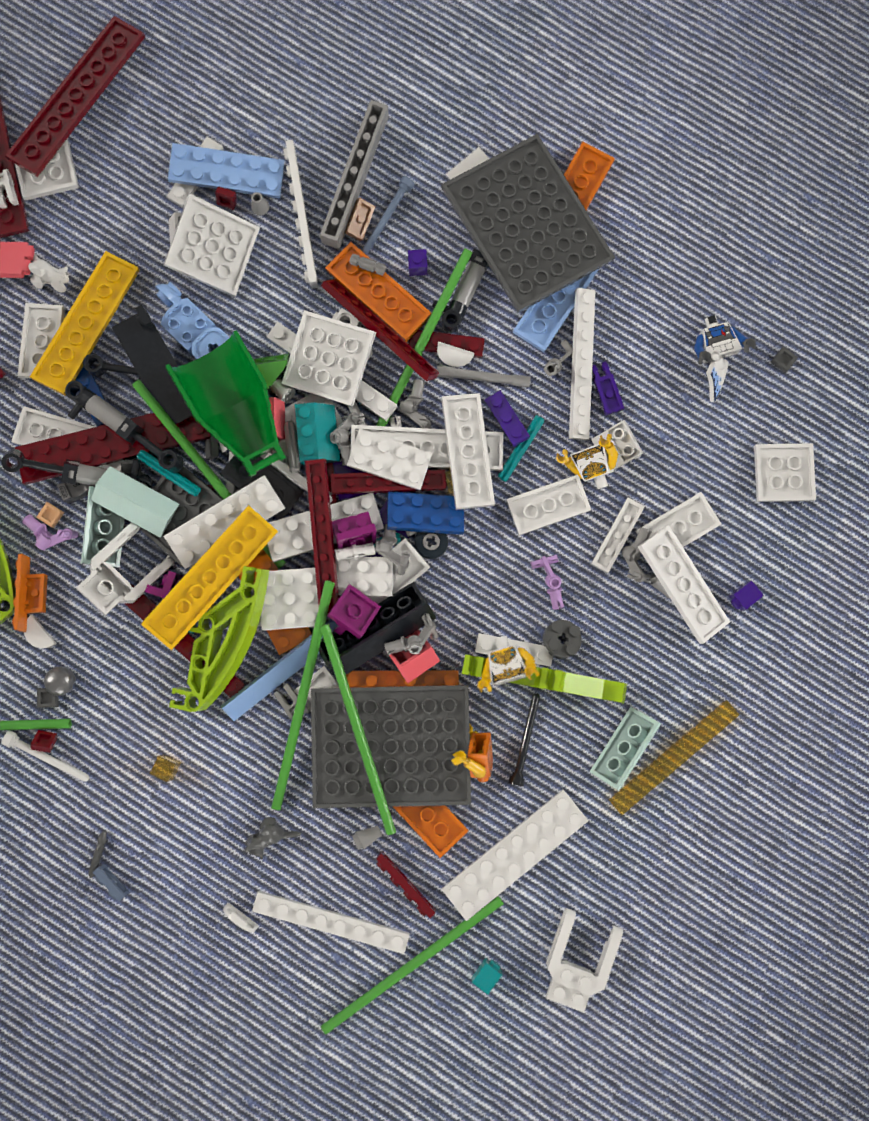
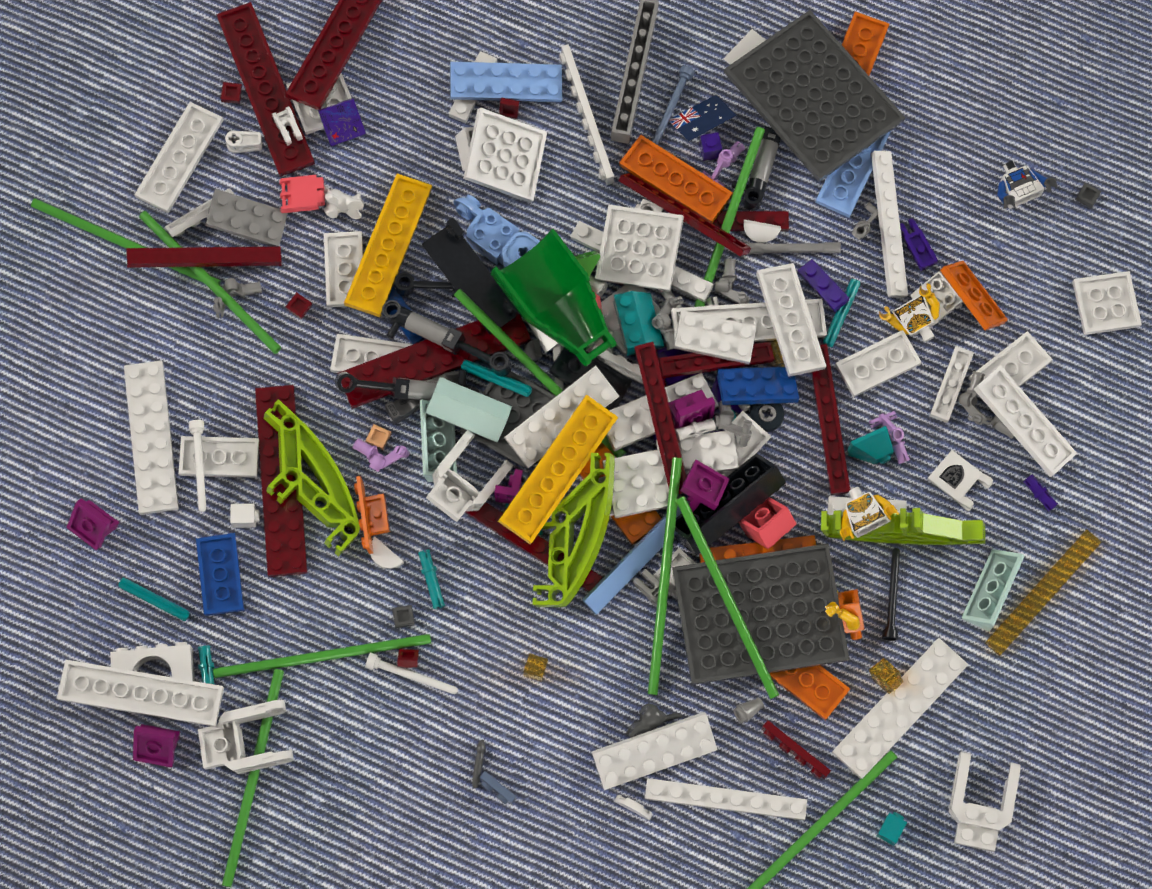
camera: 10 degrees left, 10 degrees down
(59, 191) = (341, 122): none -> dark purple tile
(59, 681) = (414, 596): flat silver hair -> none
(79, 664) = (431, 579): none -> teal pin
(259, 204) = (543, 110): light grey cone -> none
(267, 867) = (654, 750): none -> white plate
(292, 447) = (613, 329): light grey axle -> none
(359, 219) = (646, 112): medium nougat plate -> none
(367, 264) = (662, 154): light grey axle -> none
(414, 232) = (702, 118): none -> dark blue sticker
(414, 642) = (770, 506): light grey pin -> none
(429, 277) = (725, 159): none -> lavender pin
(491, 563) = (830, 428): none -> dark red plate
(505, 824) = (886, 676): none -> clear yellow brick
(529, 591) = (872, 447): none -> teal slope
(554, 645) = (919, 483): dark grey plate -> none
(607, 629) = (956, 477): none -> white flag
(653, 448) = (974, 295): none -> orange tile
(687, 657) = (1040, 492): none -> dark purple pin
(716, 374) = (1023, 216): white arm -> none
(745, 596) = (1088, 426): dark purple brick -> none

